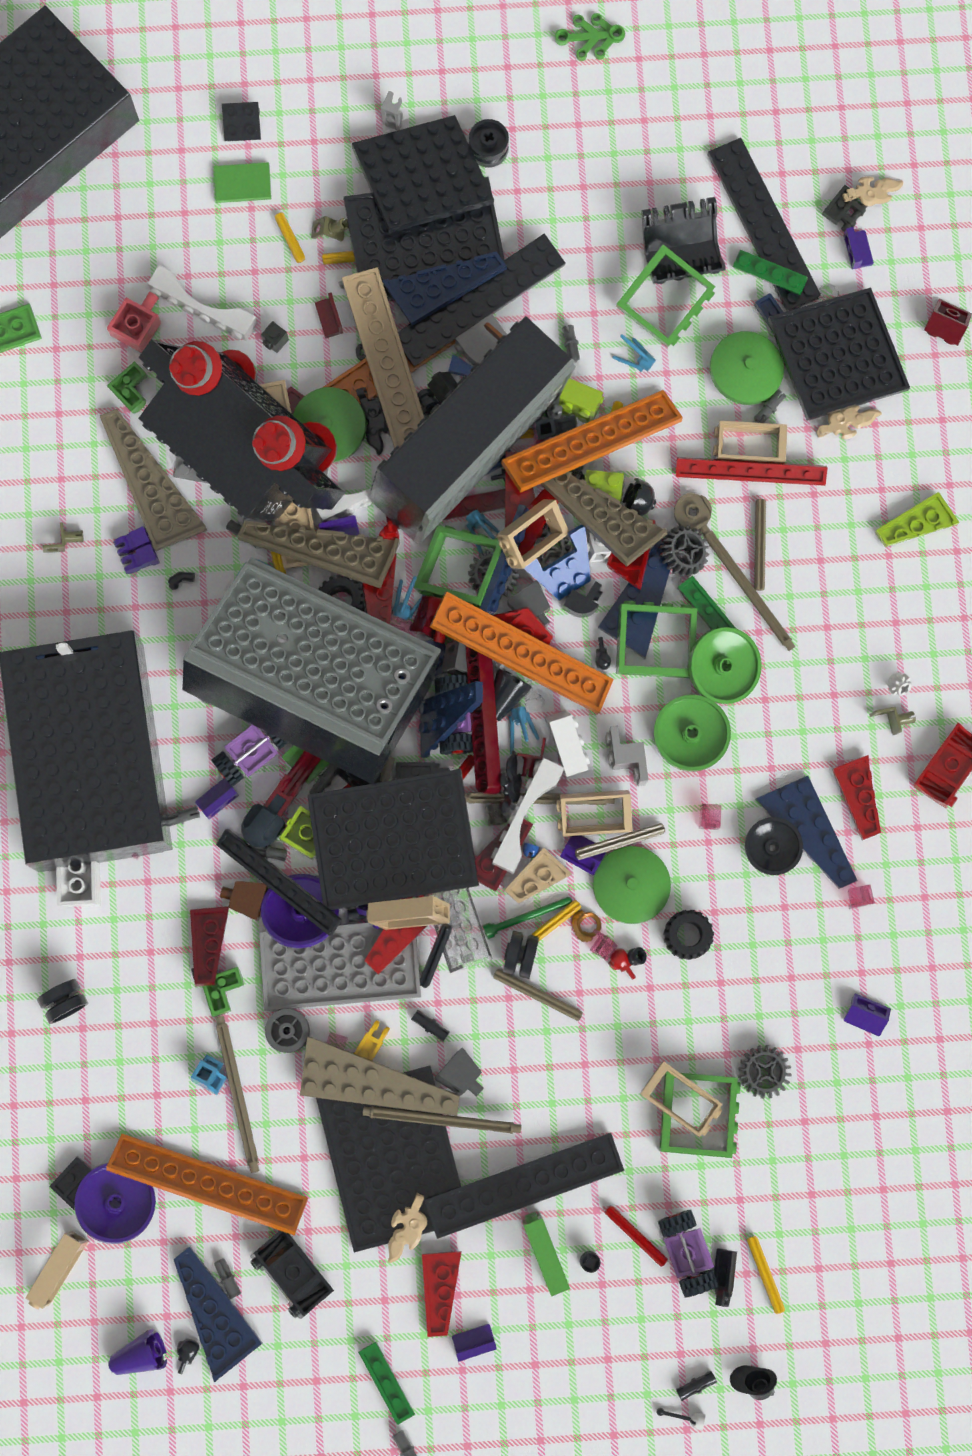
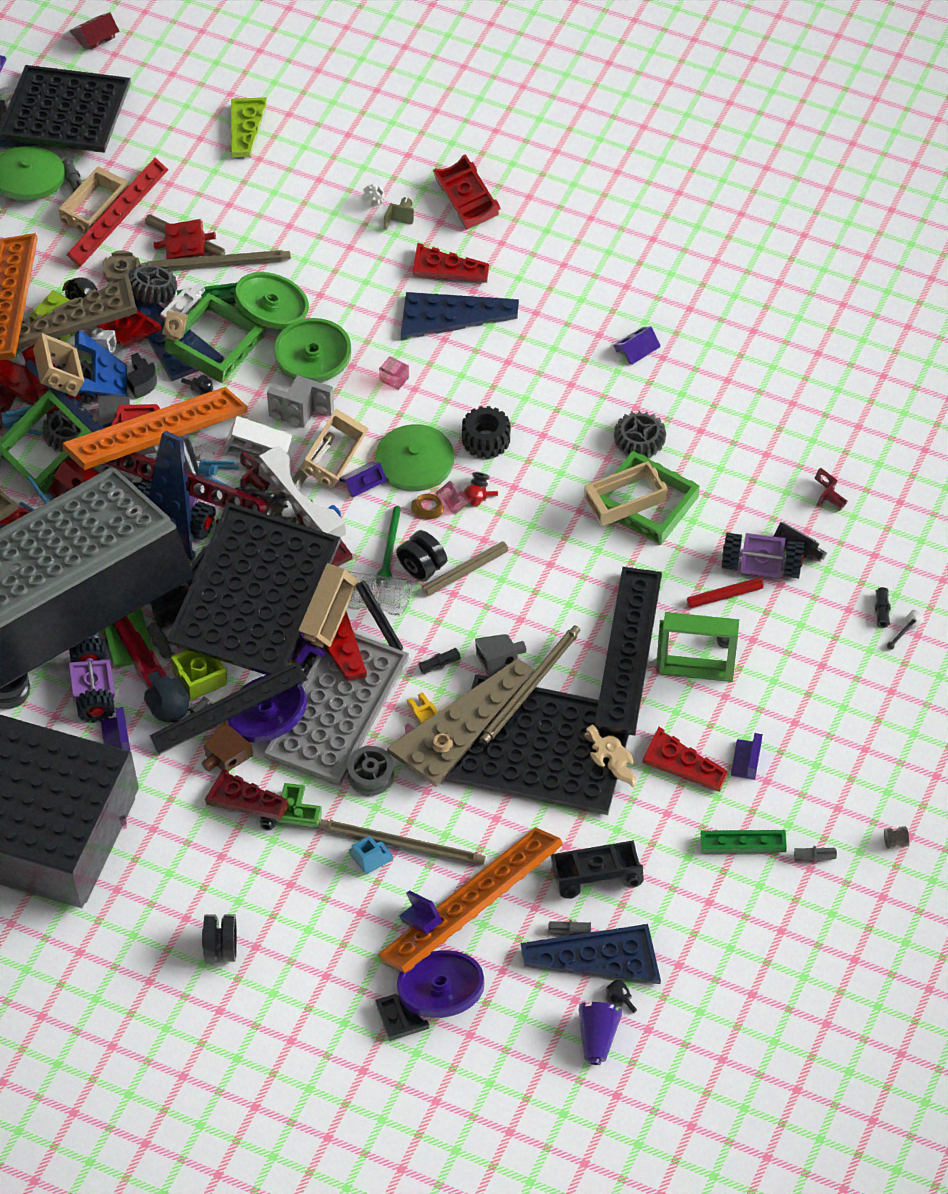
camera: 60 degrees left, 25 degrees down
(56, 1270) = (474, 1061): tan window -> none
(79, 885) = (120, 877): white slope -> none
(169, 1151) = (421, 914): none -> dark purple panel
(333, 1077) = (442, 739): none -> tan plate
(537, 876) = (360, 520): tan wing -> none
(558, 919) = (407, 518): yellow axle -> none
(619, 841) = (371, 442): axle -> none
(633, 606) = (175, 325): none -> tan brick
(675, 592) = (185, 300): none -> white hinge
(751, 549) = (184, 239): none -> red plate
(754, 1381) = (905, 559): black piece -> none
(766, 1275) = (815, 514): yellow axle -> none
(787, 845) = (447, 331): black dish -> none
(794, 1277) = (829, 494): none -> dark red bracket
(841, 420) = (121, 135): tan piece -> none
(860, 896) = (535, 299): clear pink panel -> none

